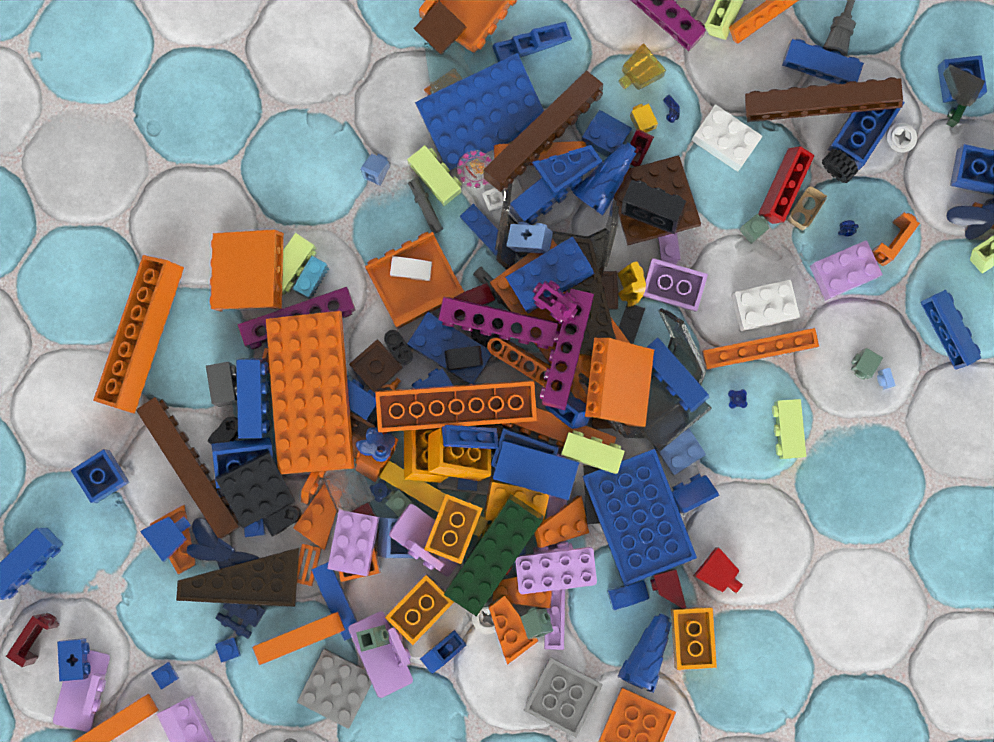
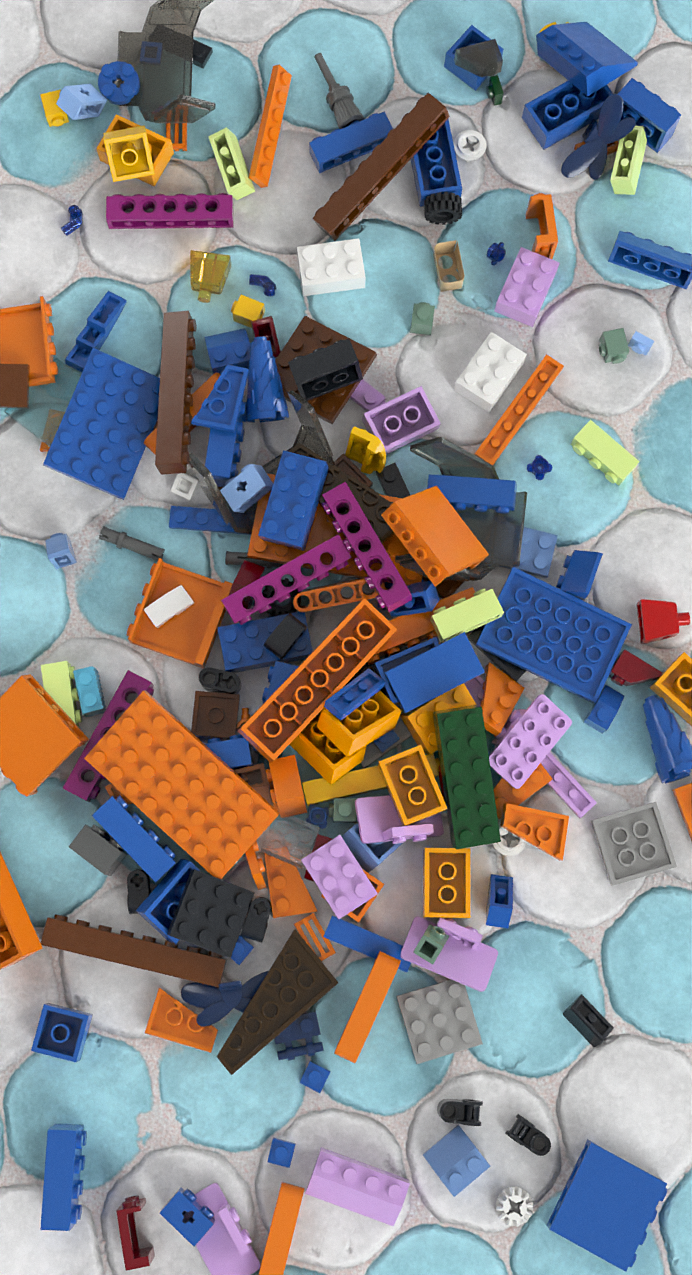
camera: 45 degrees left, 5 degrees down
(166, 536) = (170, 1028): blue torso -> none
(374, 442) = (278, 773): blue plate -> none
(435, 175) = (116, 511): yellowish green brick -> none
(471, 168) = (143, 476): clear tile -> none
(536, 623) = (554, 801): sand green brick -> none
(559, 304) = (326, 514): magenta brick -> none
(786, 184) = (414, 261): red brick -> none

